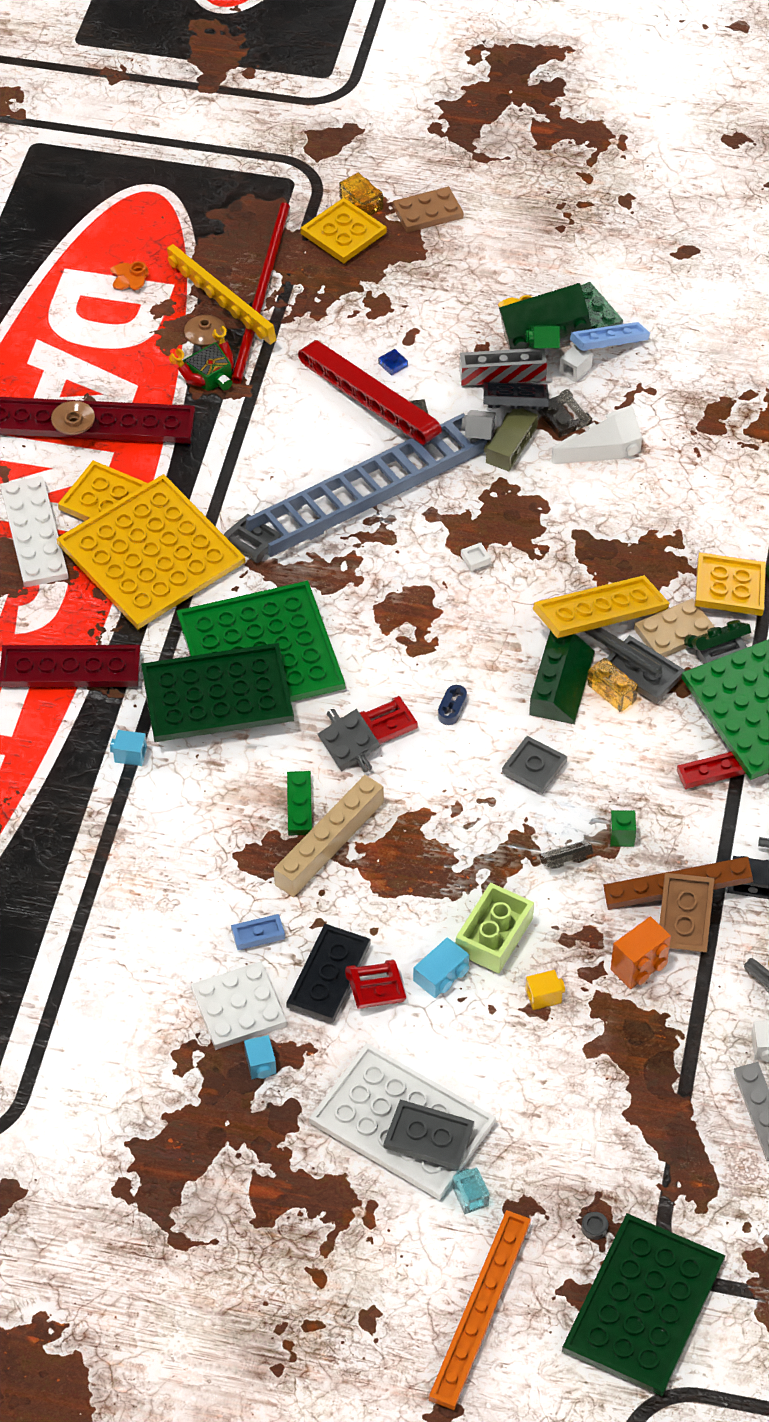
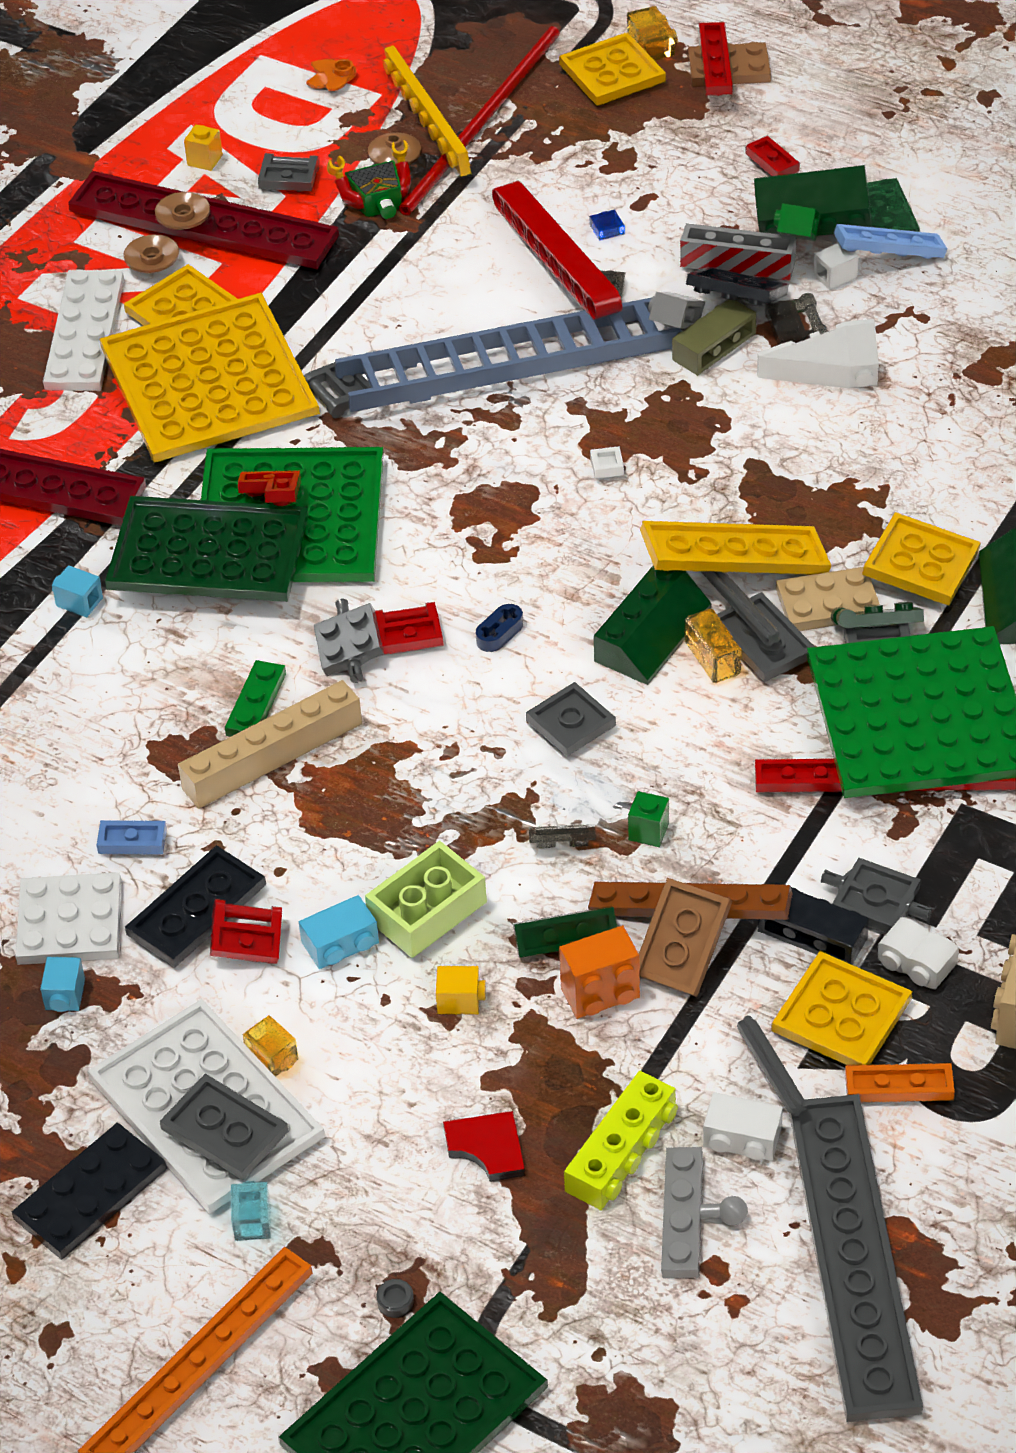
camera: 20 degrees right, 5 degrees down
(59, 457) = (151, 253): none -> medium nougat dish
(60, 359) = (203, 147): none -> yellow brick
(134, 366) = (288, 173): none -> dark grey plate
(249, 628) = (279, 486): none -> red plate
(347, 1205) = (89, 1190): none -> black plate
(421, 209) = (715, 58): none -> red plate
(432, 1064) = (272, 1045): none -> clear yellow brick
(493, 282) = (772, 157): none -> red plate
(599, 927) = (549, 933): none -> dark green plate
(610, 1095) = (487, 1141): none -> red tile
(701, 1071) = (620, 1140): none -> neon yellow brick

